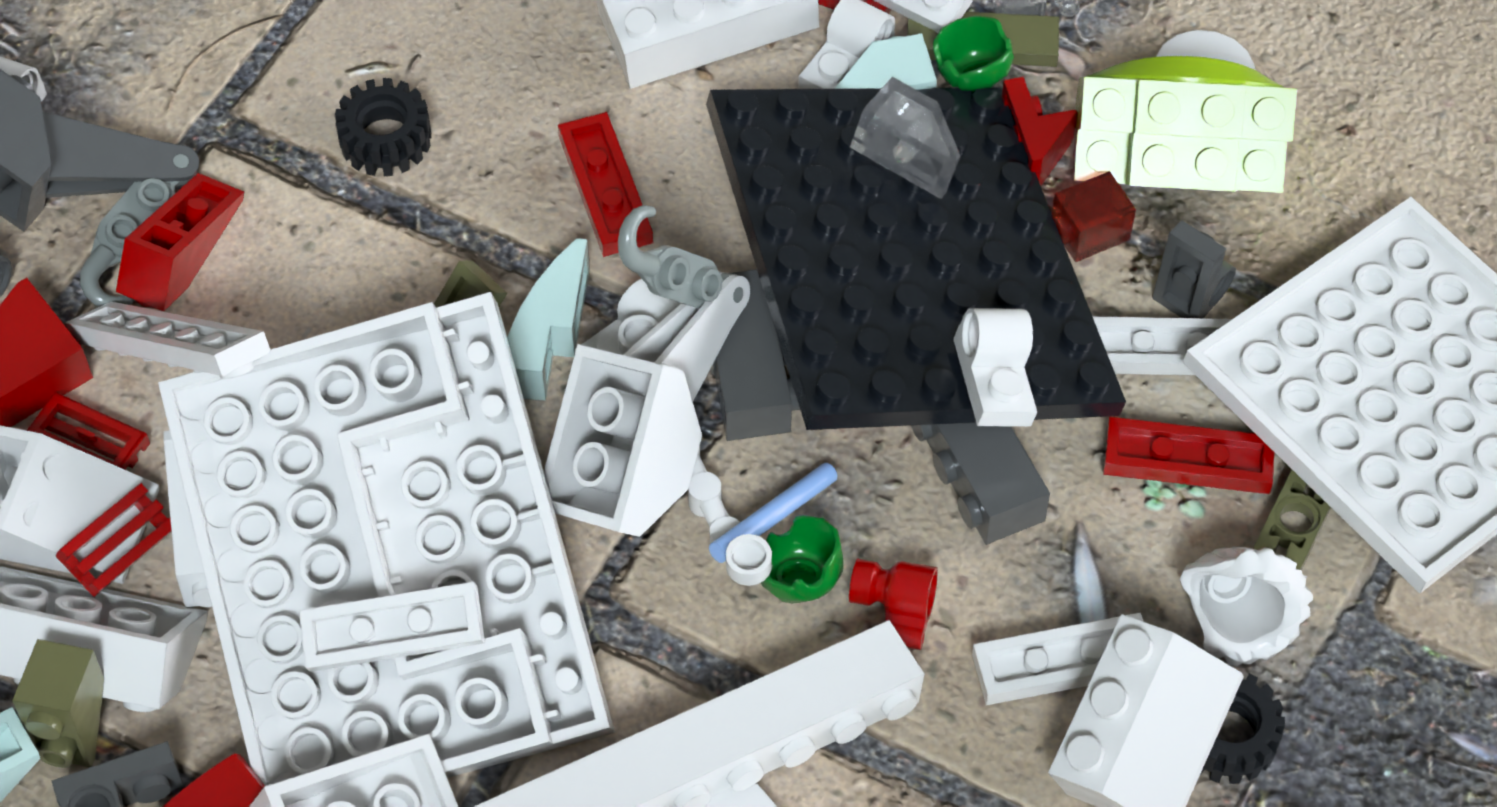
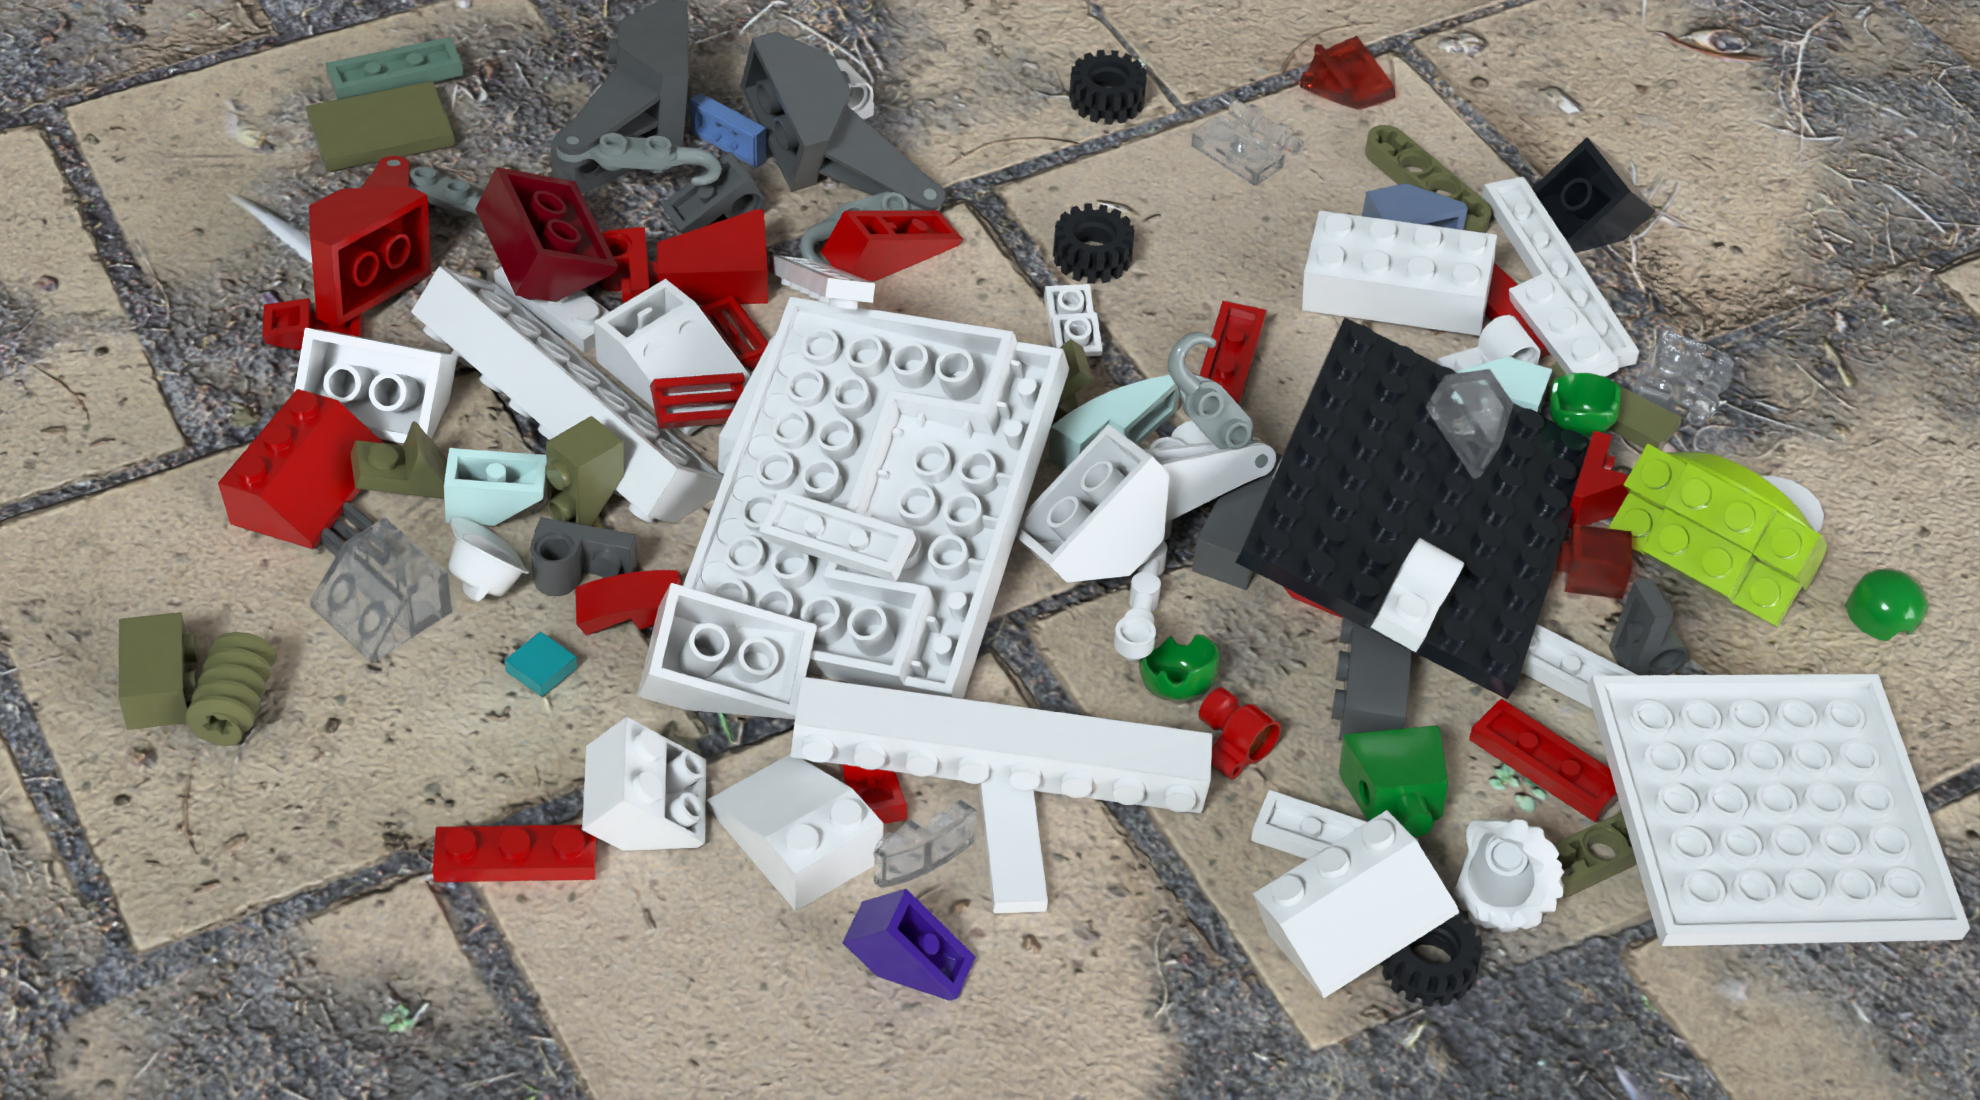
camera: 30 degrees right, 10 degrees down
(422, 229) = (1072, 317): none -> white slope
(777, 508) = (1199, 625): light blue bar -> none
(1079, 559) = (1397, 774): none -> green torso
(1358, 114) = (1886, 603): none -> green hair

